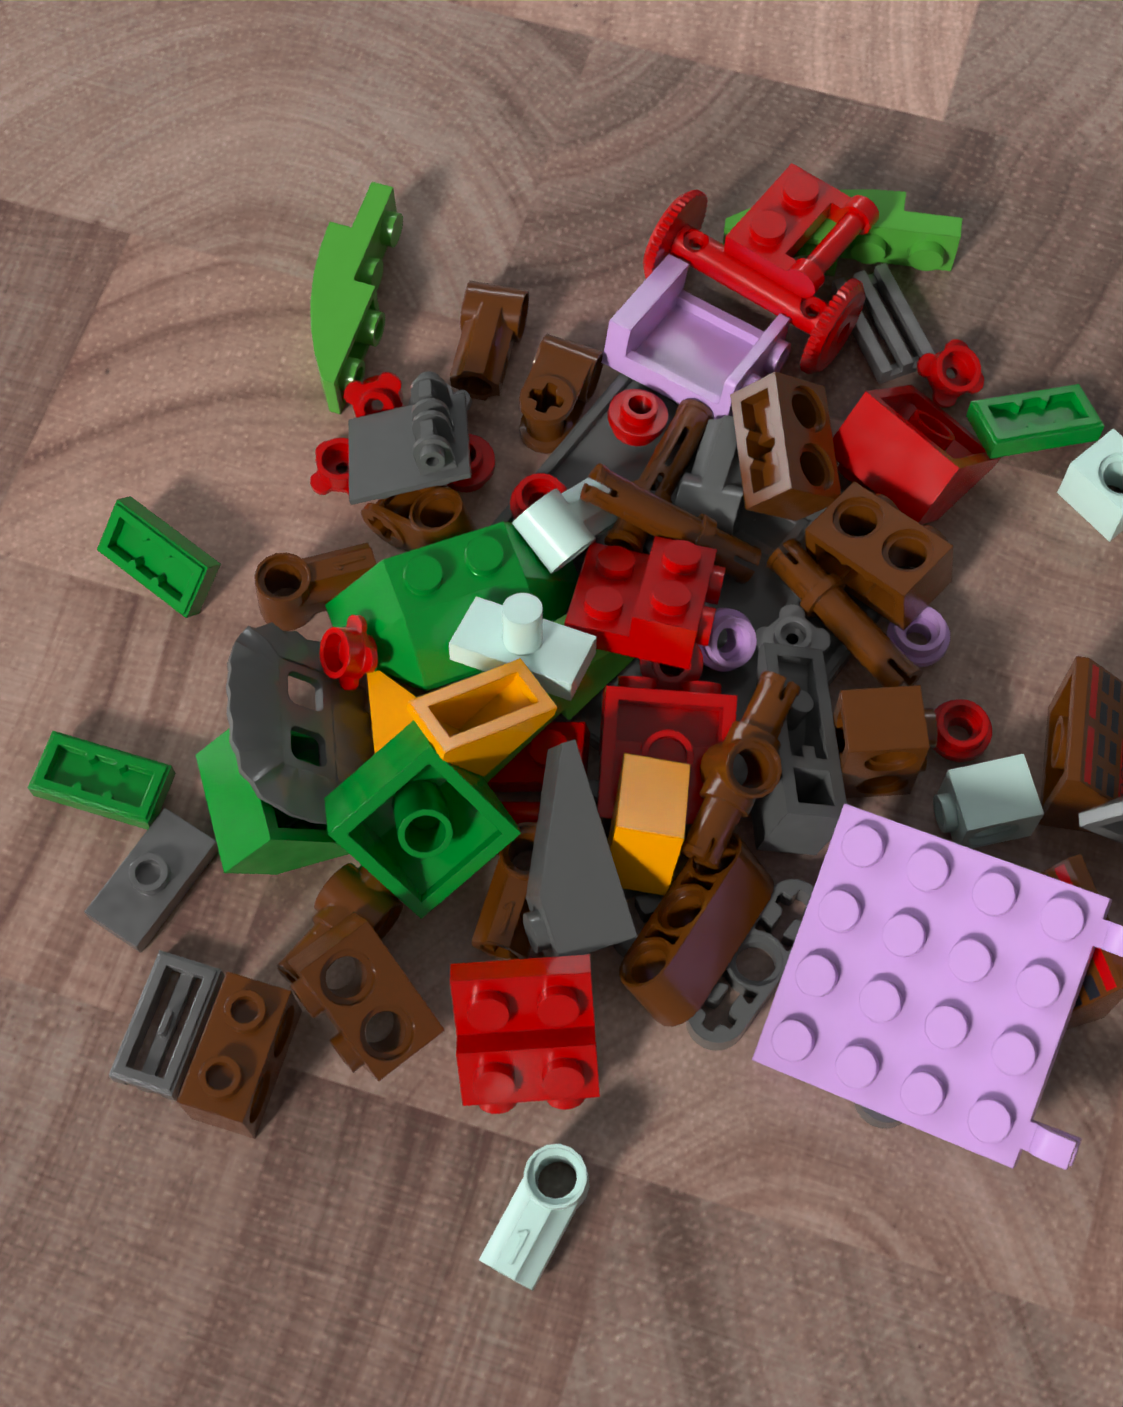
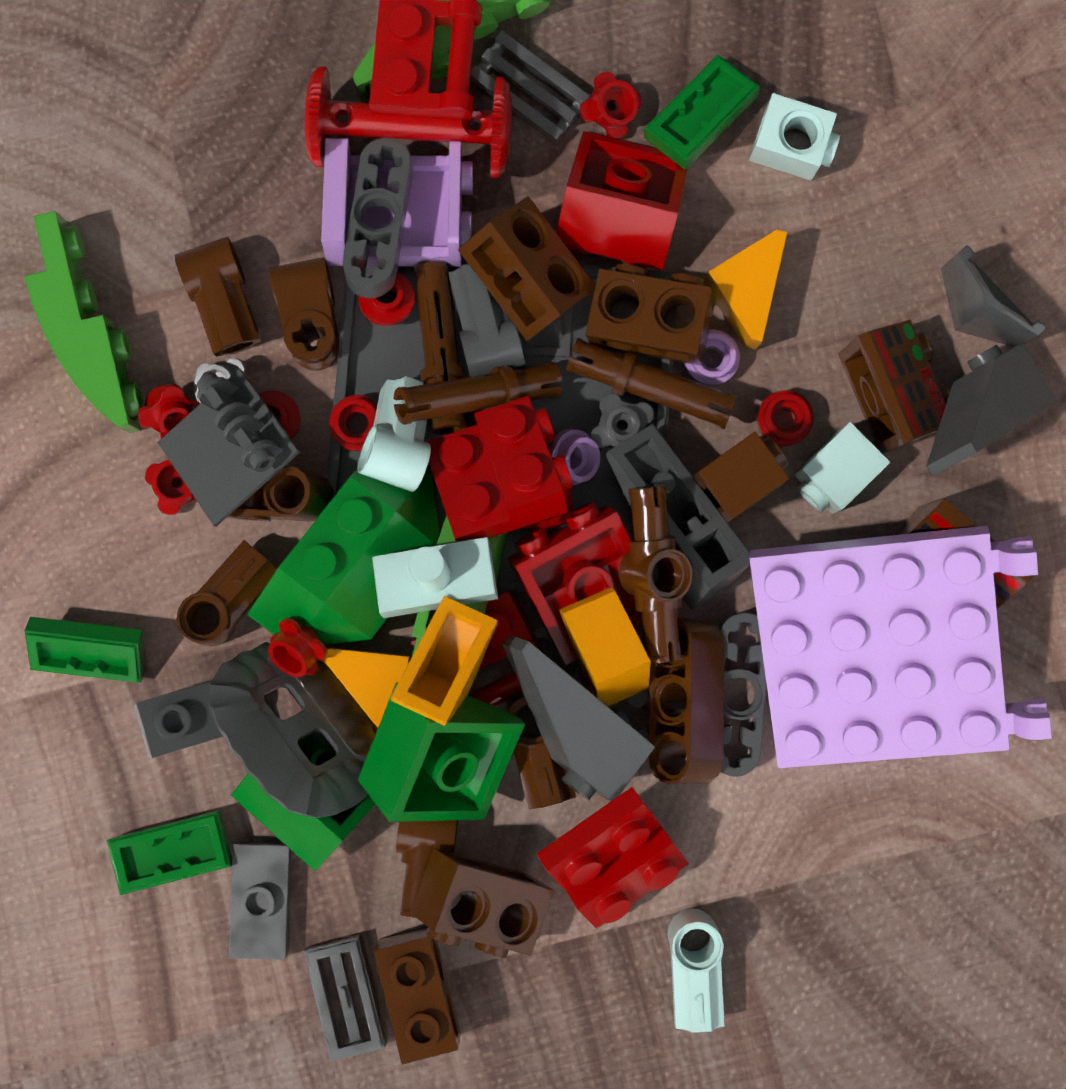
camera: 35 degrees left, 20 degrees up
(190, 663) = (176, 720): none -> dark grey plate
(668, 360) = (370, 195): none -> dark grey beam
(991, 585) = (746, 287): none -> light orange slope

